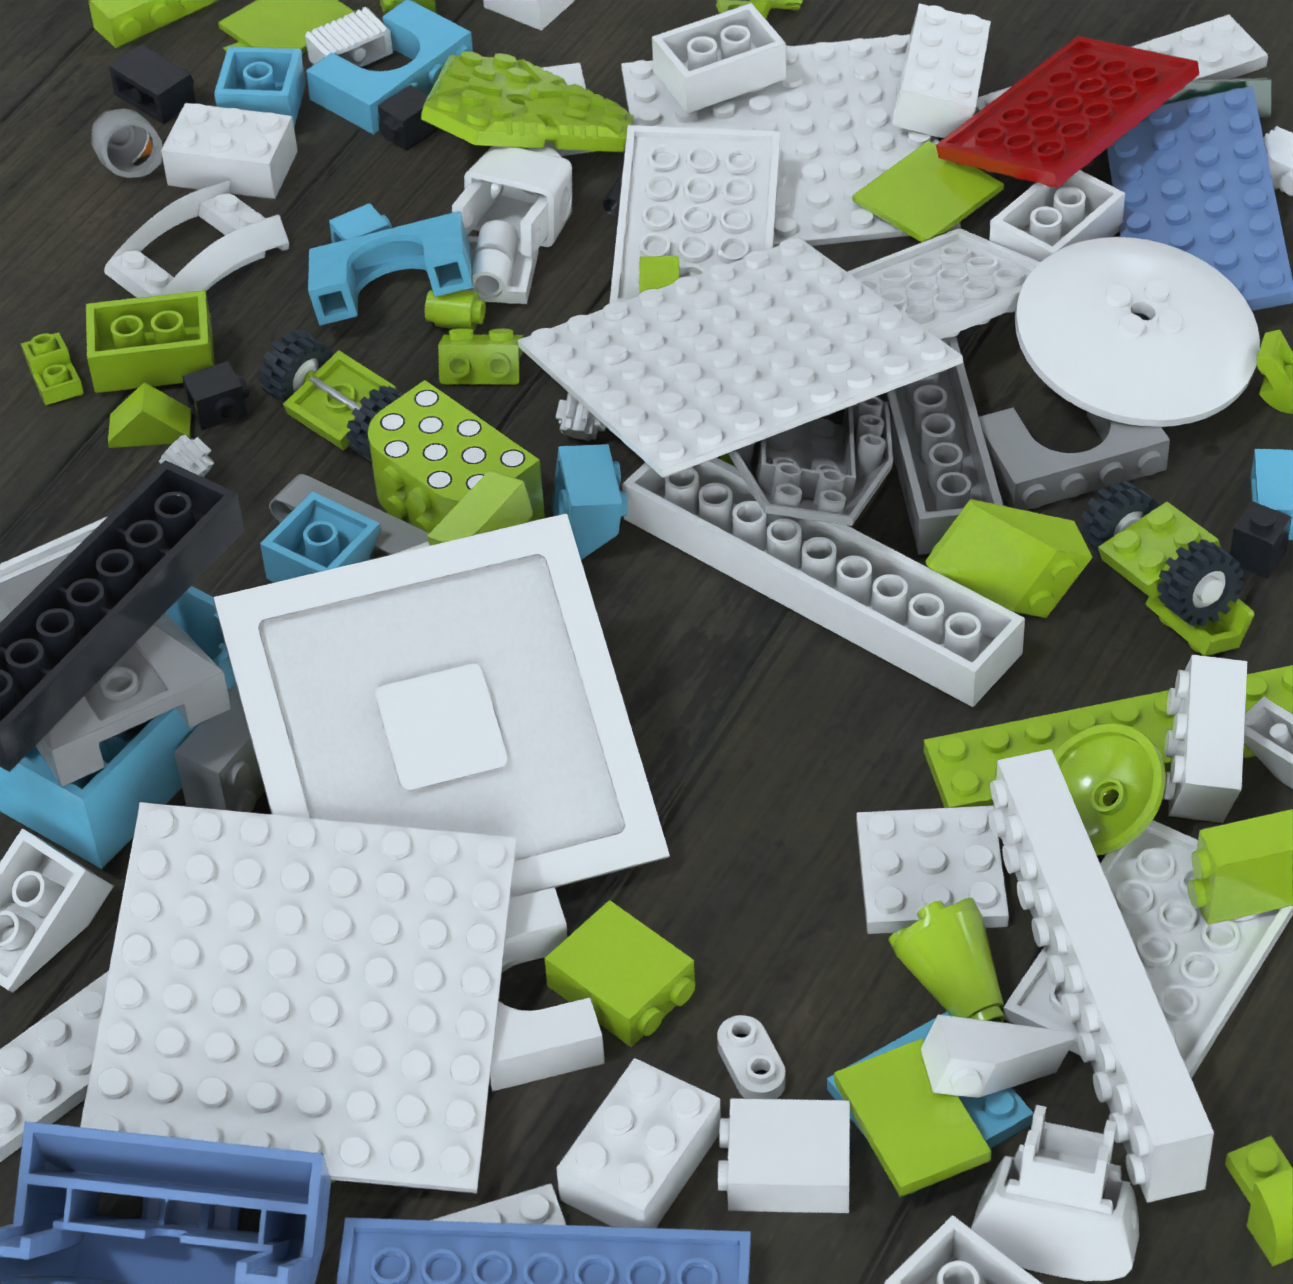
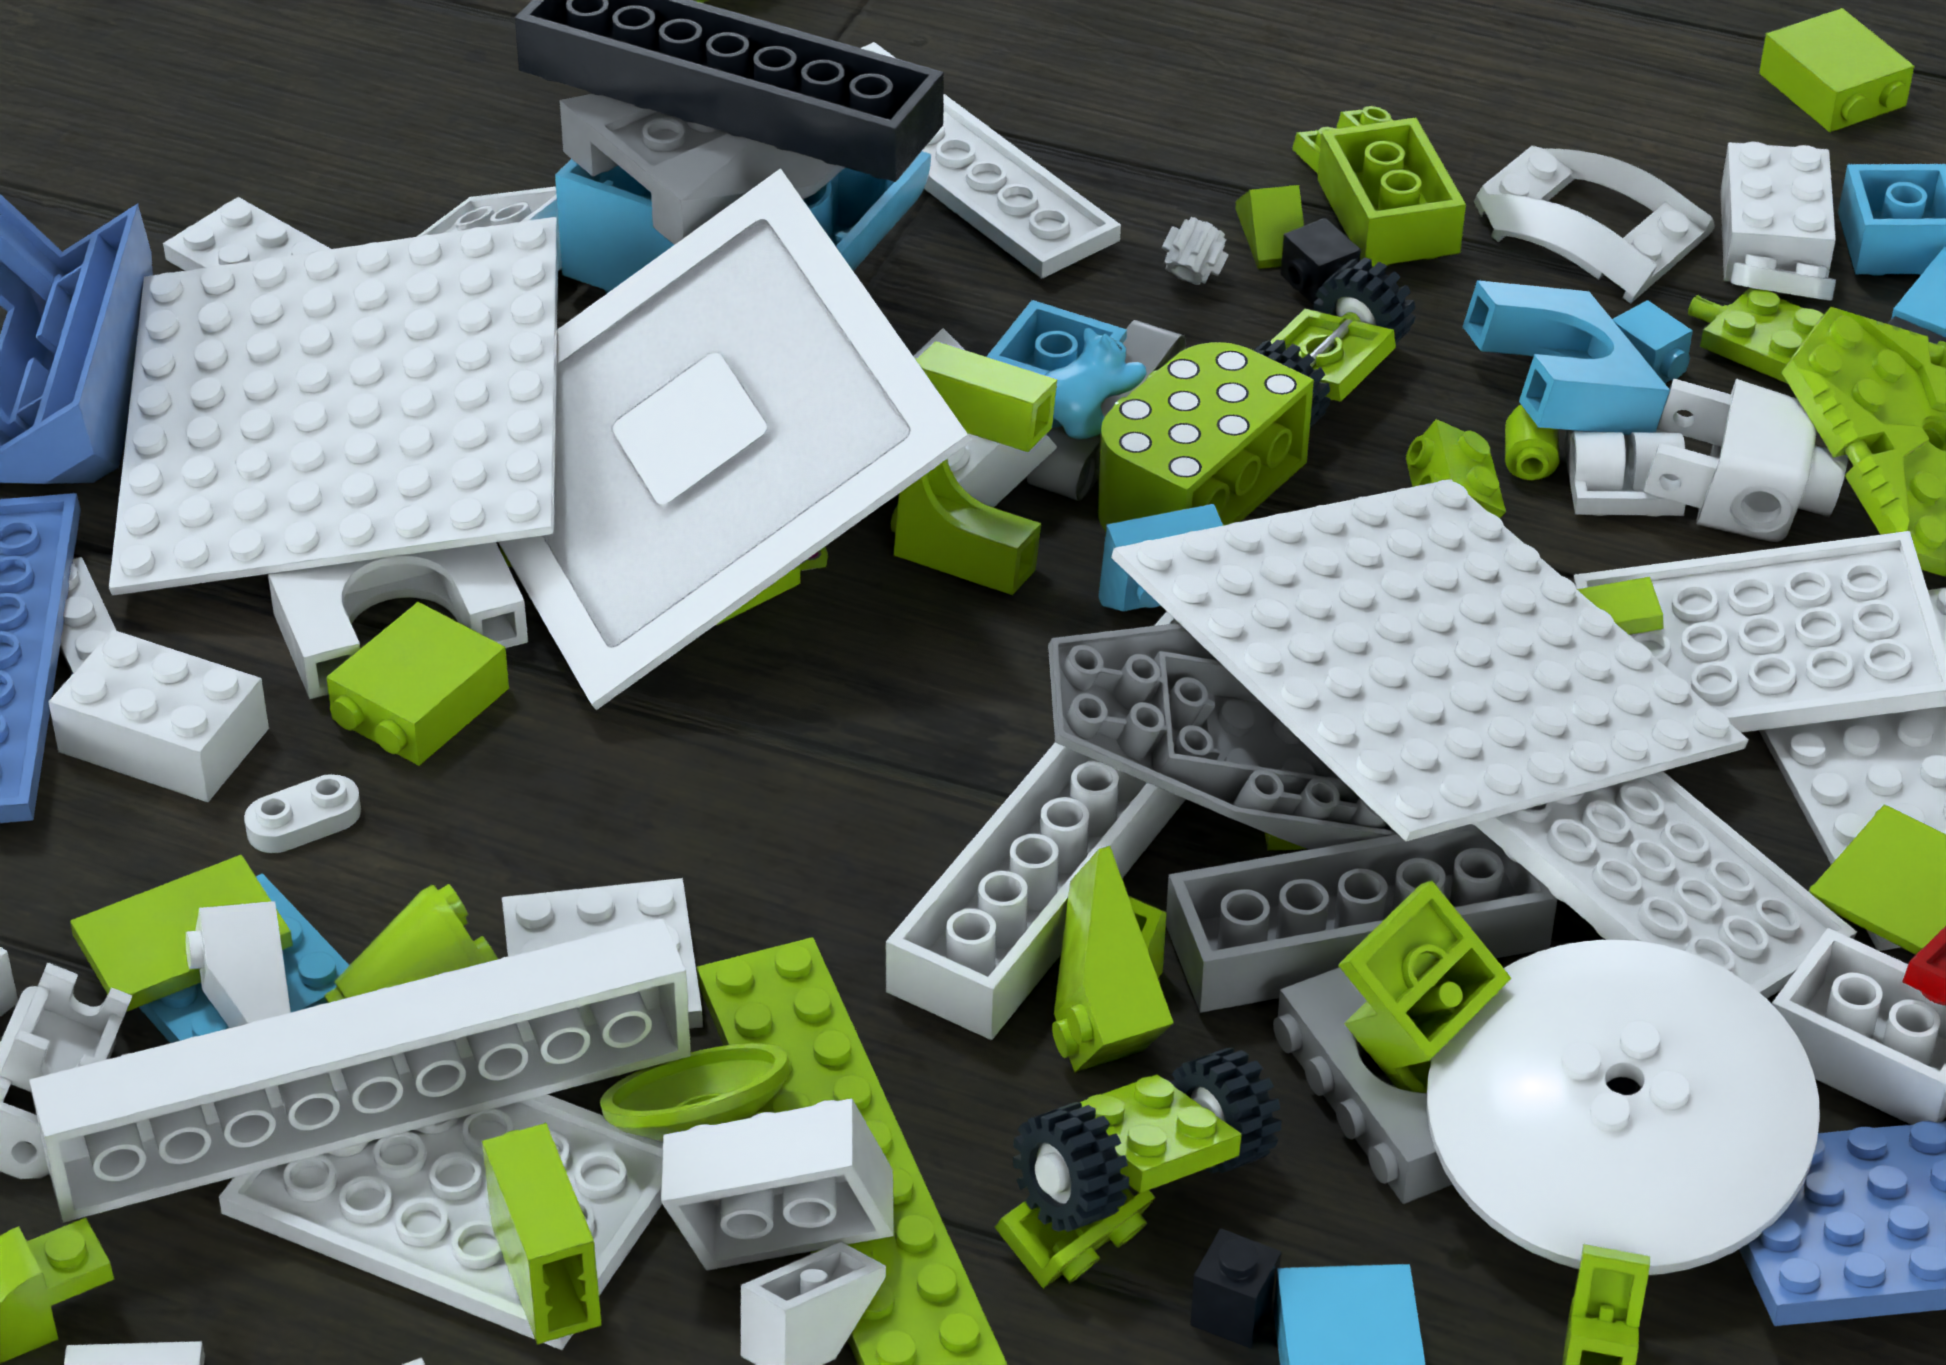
camera: 80 degrees right, 5 degrees down
(59, 96) = (1836, 70): none -> lime brick
(122, 138) = (1752, 113): light grey piece -> none
(152, 83) = (1893, 131): black brick -> none
(303, 160) = (1762, 274): none -> white plate
(355, 179) = (1755, 329): none -> lime plate
(397, 517) = (1091, 380): none -> medium azure animal
(786, 1155) = (143, 832): white brick -> none
(1057, 398) = (1421, 985): none -> lime bracket

